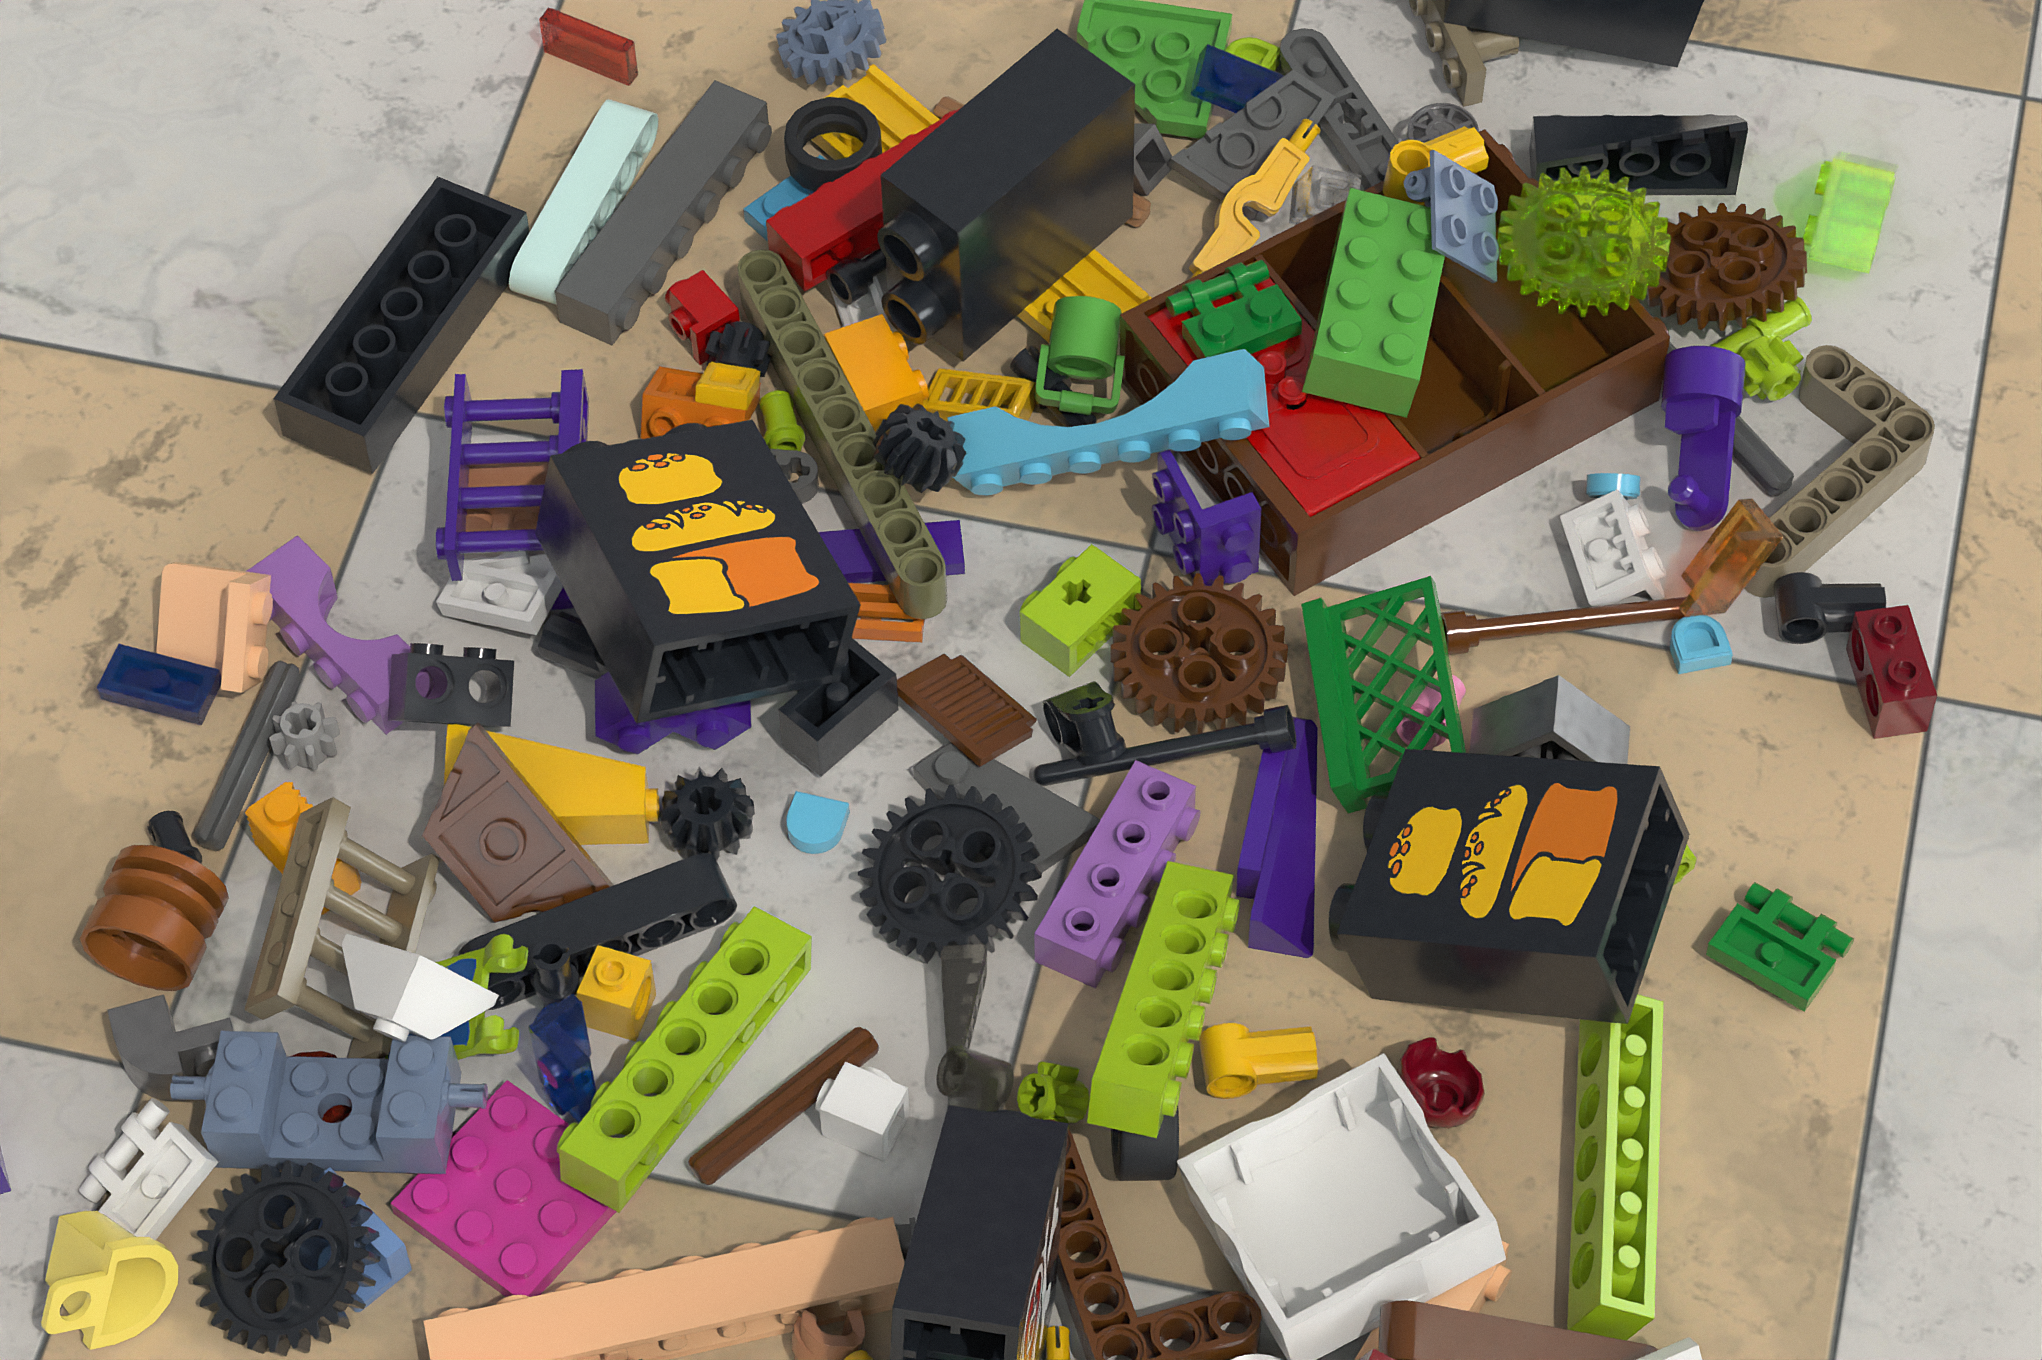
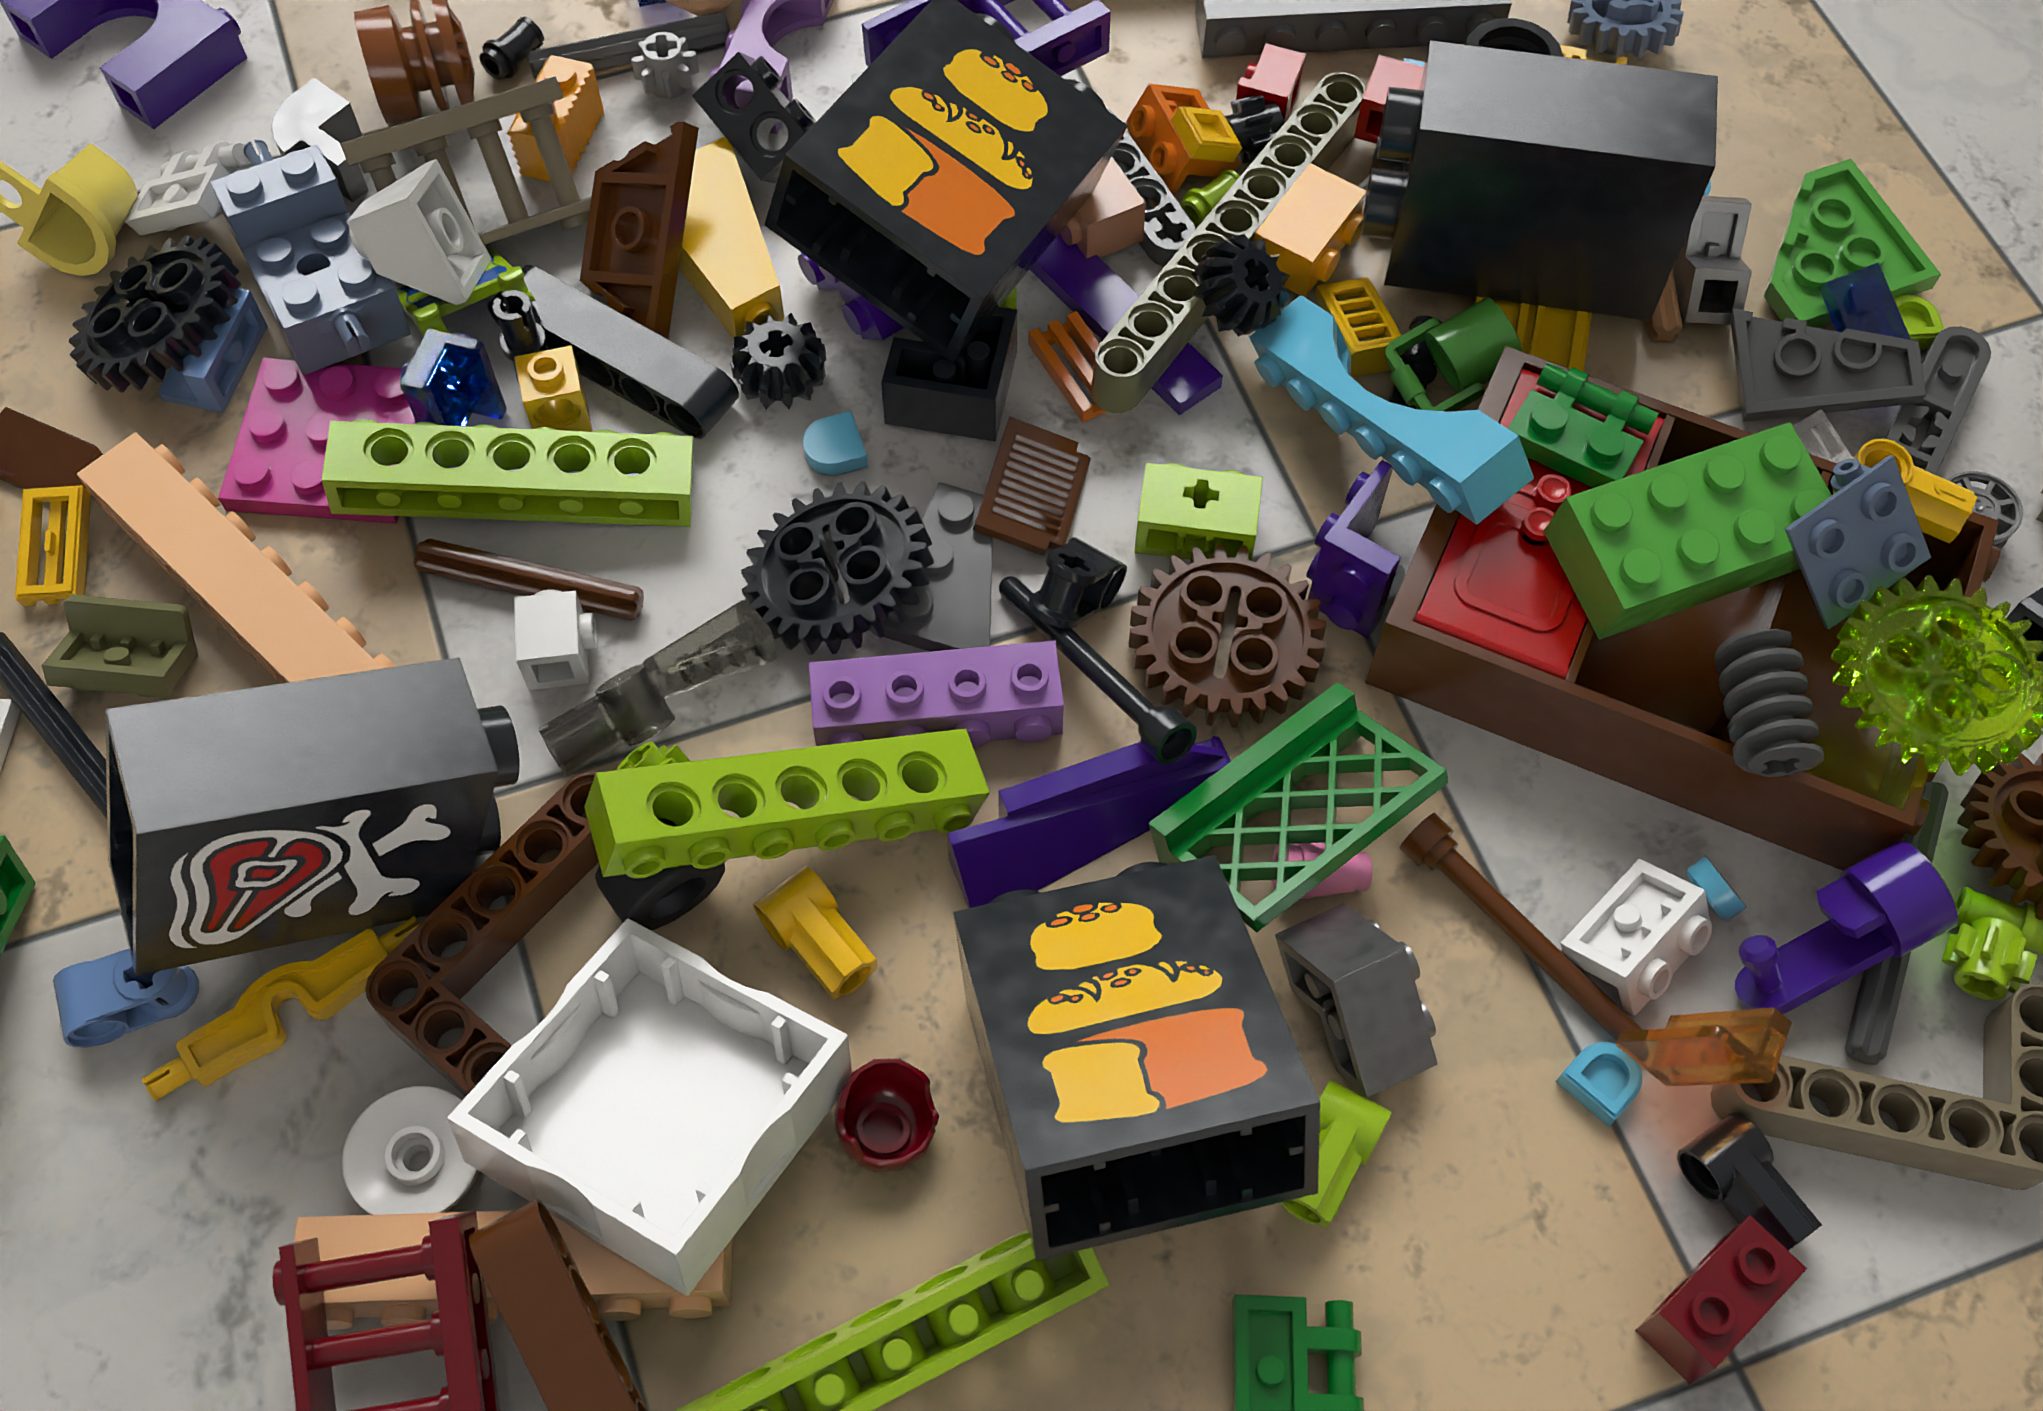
camera: 55 degrees right, 5 degrees up
(1262, 192) = (1770, 400): yellow piece -> none
(1537, 354) = (1767, 704): none -> dark grey piece

